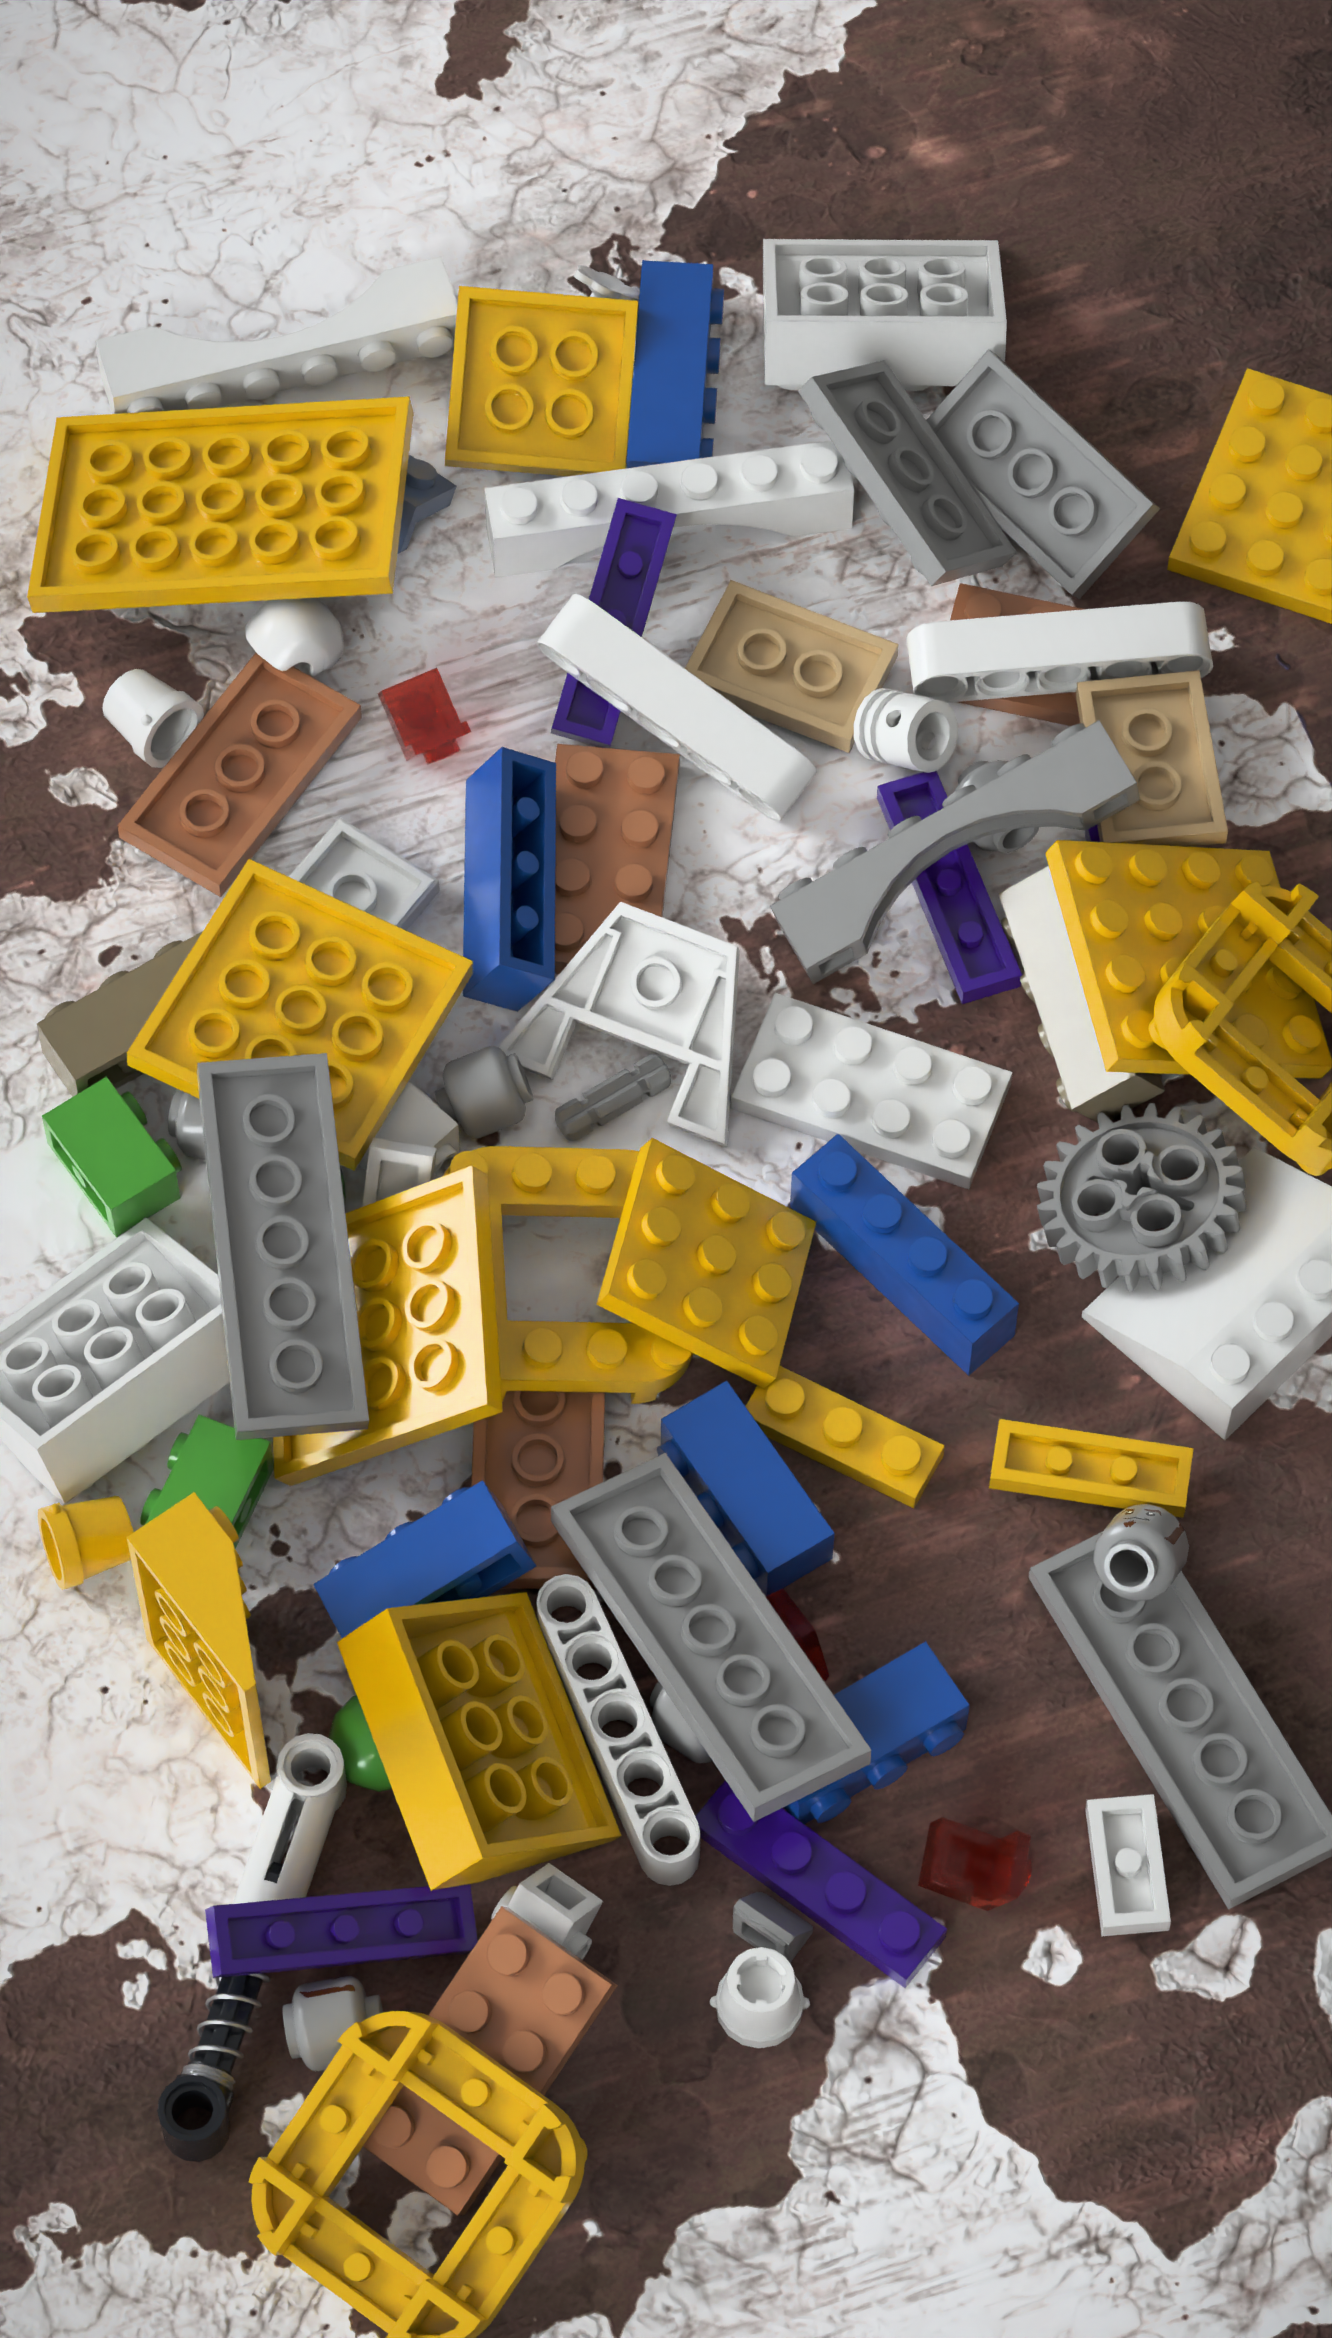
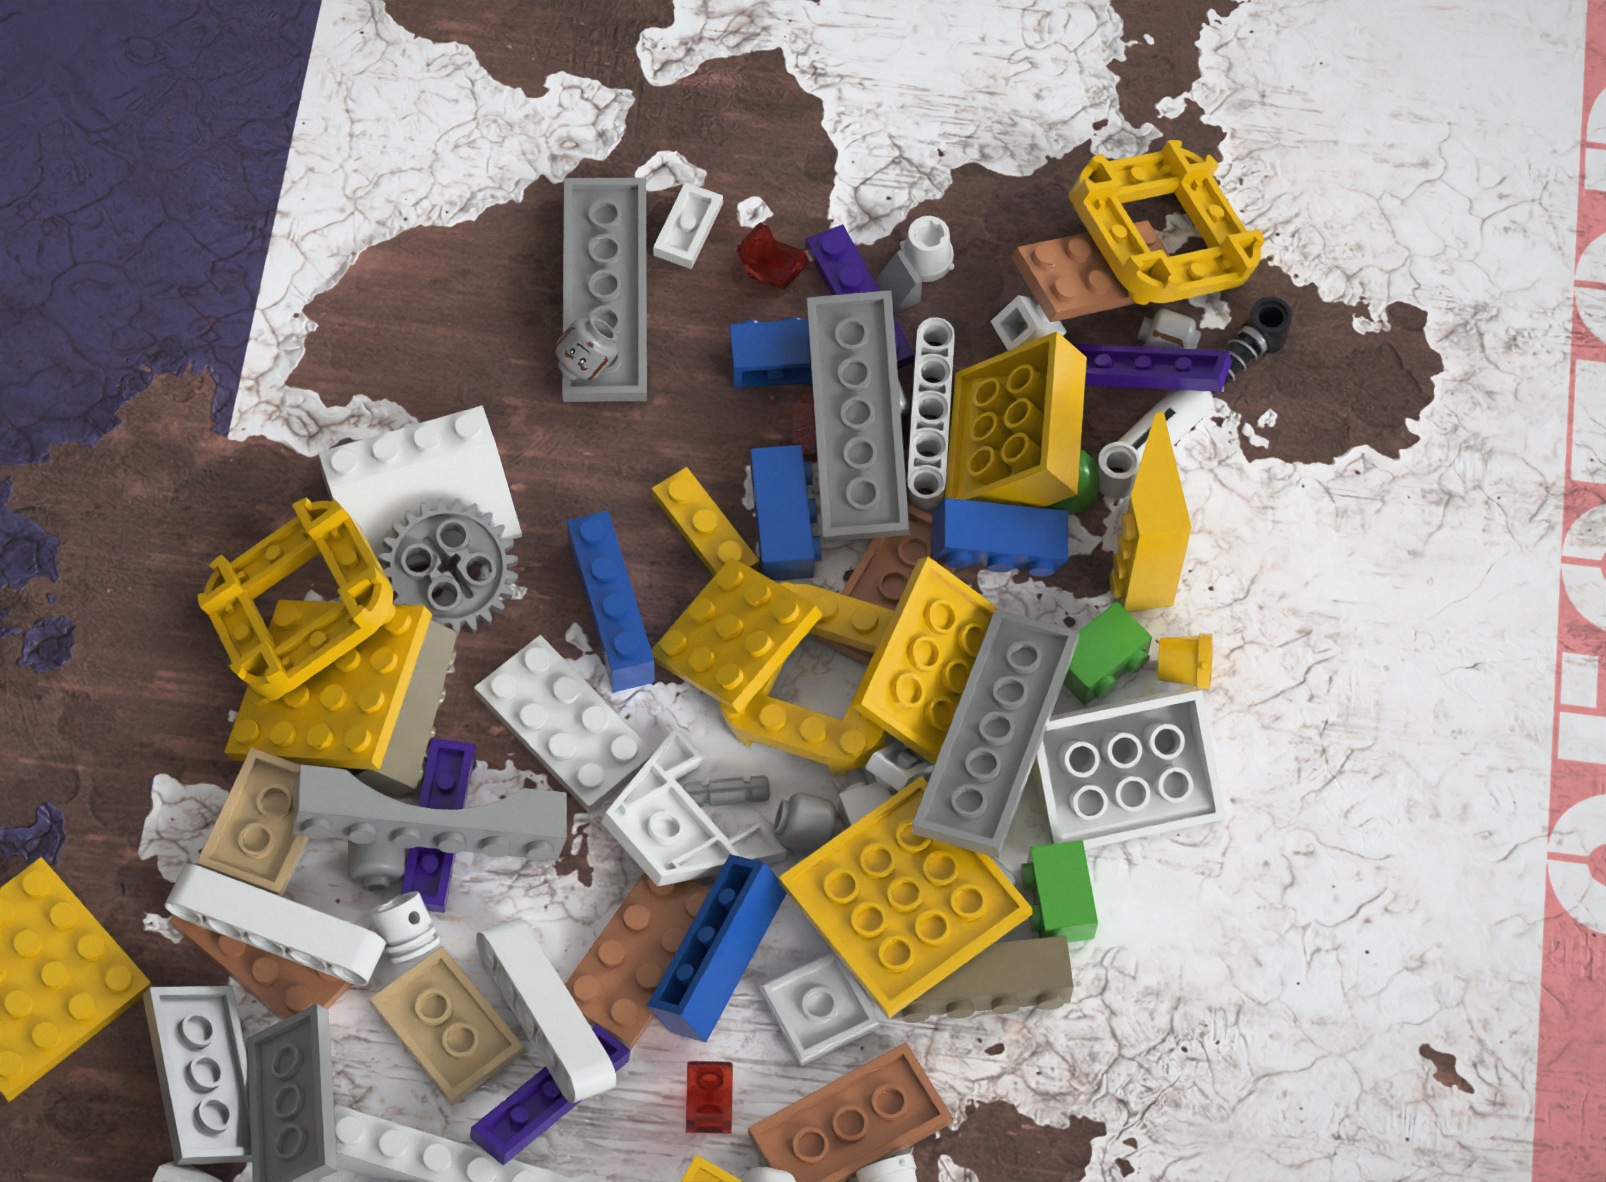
camera: 155 degrees left, 0 degrees up
(1090, 1467) = (575, 437): yellow plate -> none

